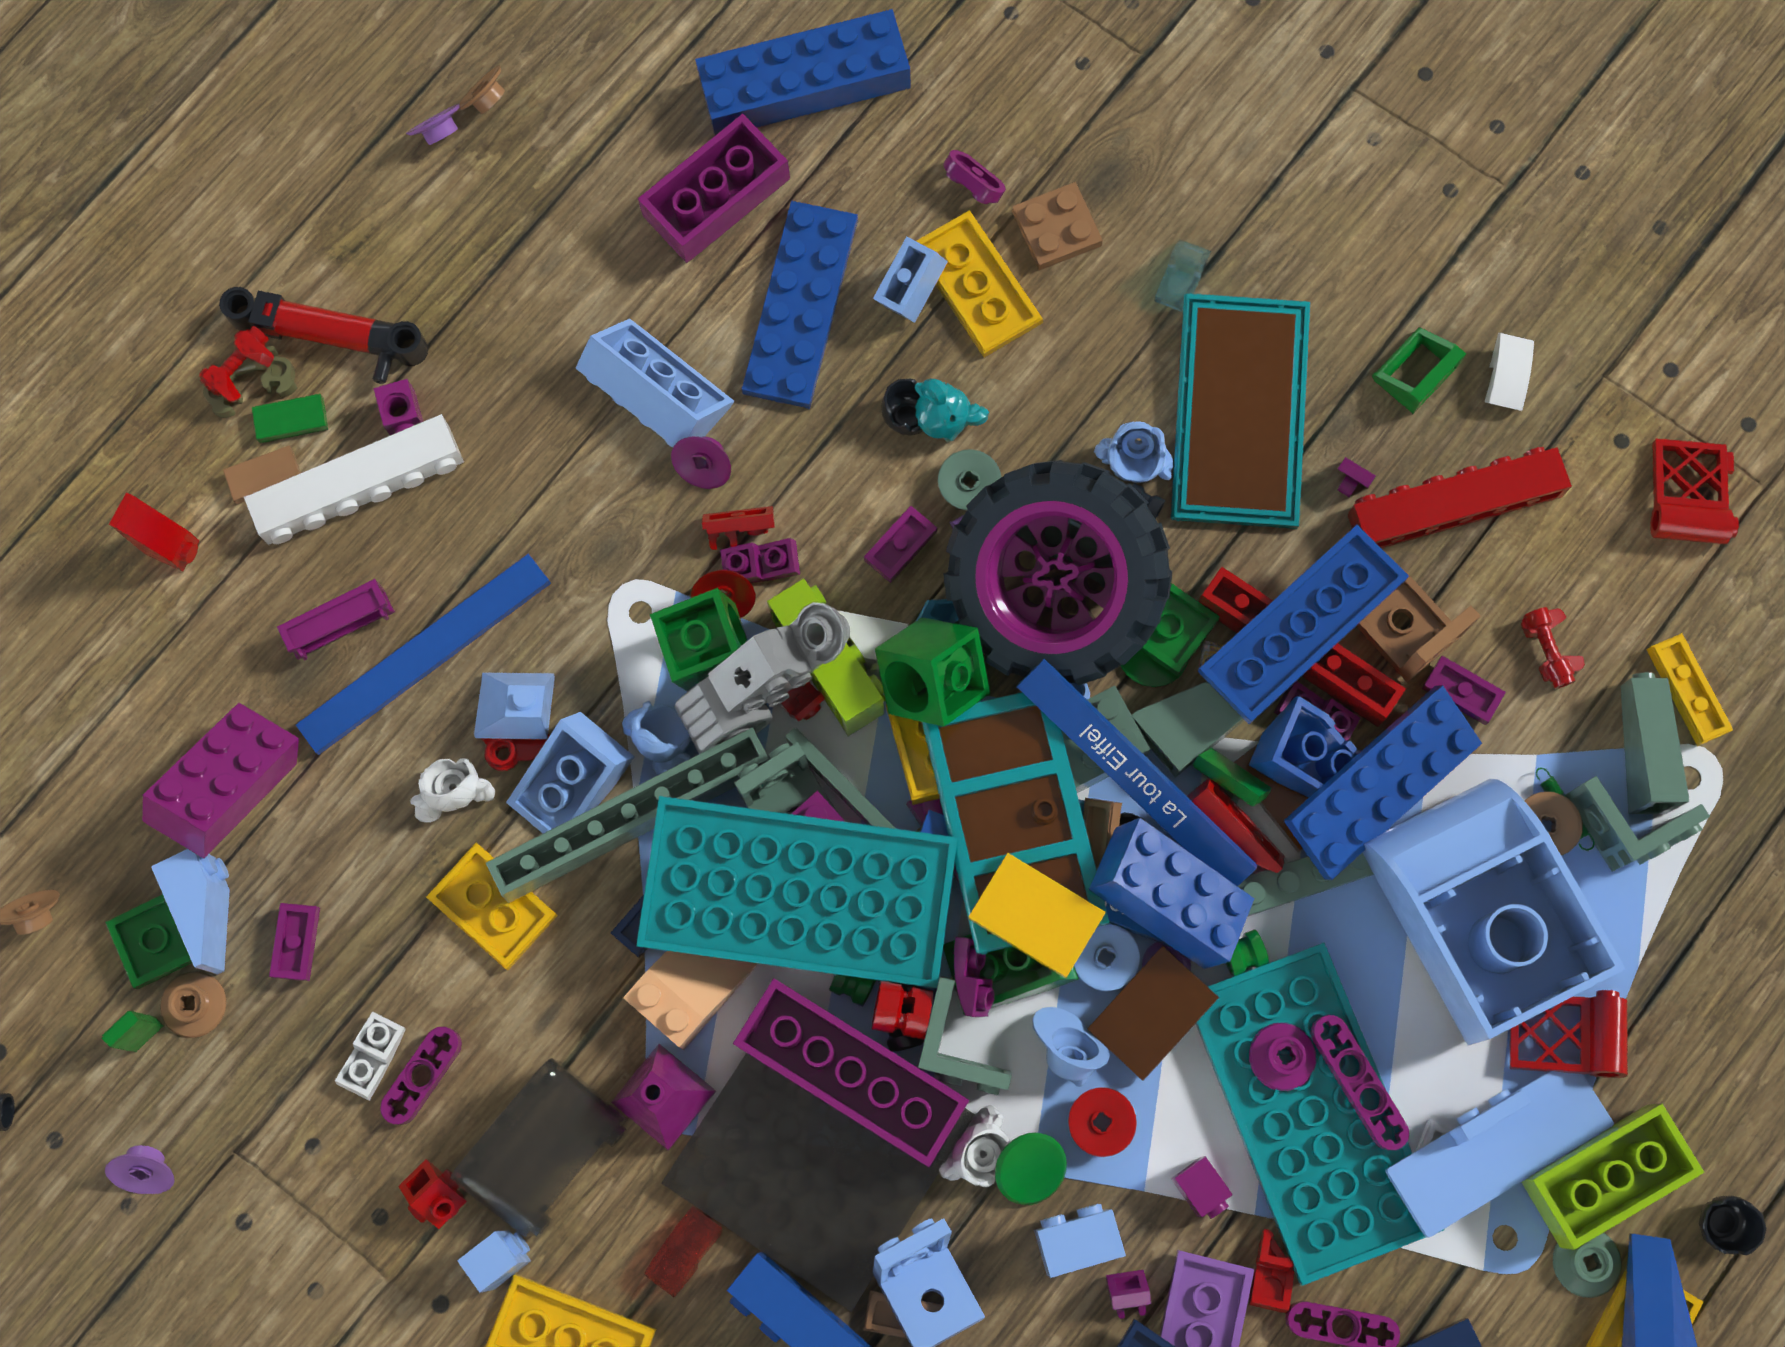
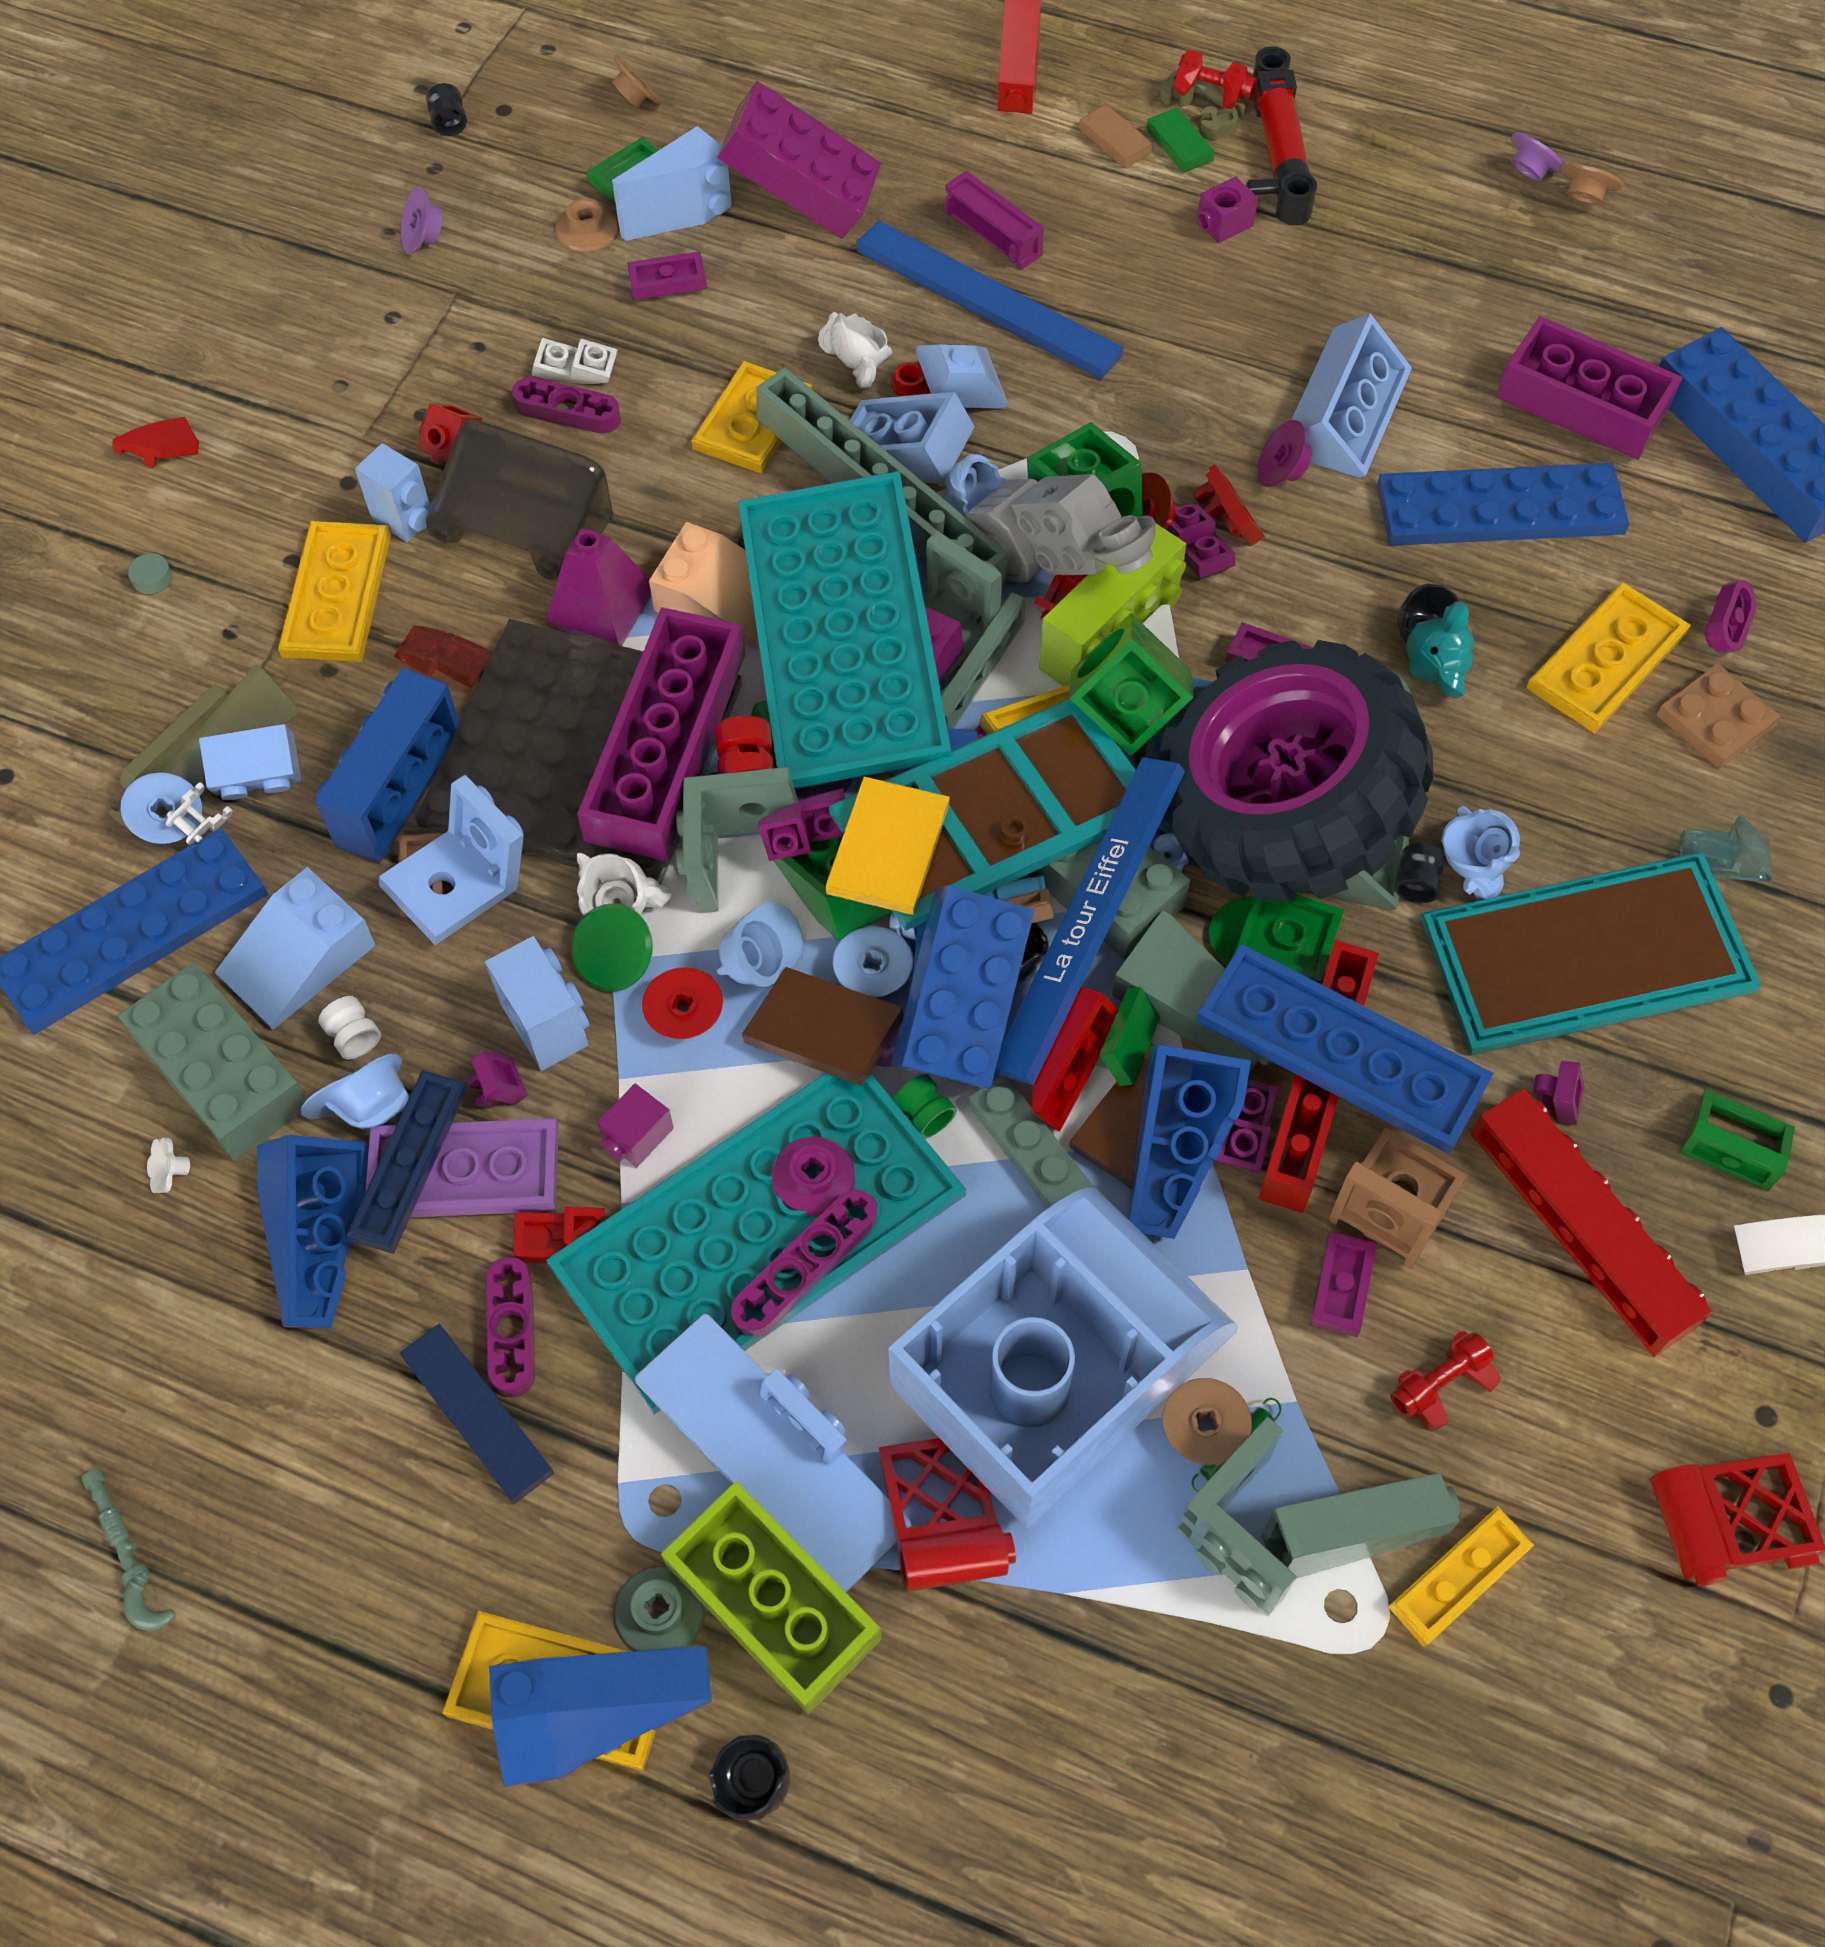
camera: 70 degrees right, 15 degrees down
(132, 1031) = (543, 174): green tile -> none
(354, 480) = (1141, 197): white brick -> none
(910, 279) = (1576, 577): light blue brick -> none
(1382, 782) = (1188, 1201): blue plate -> none

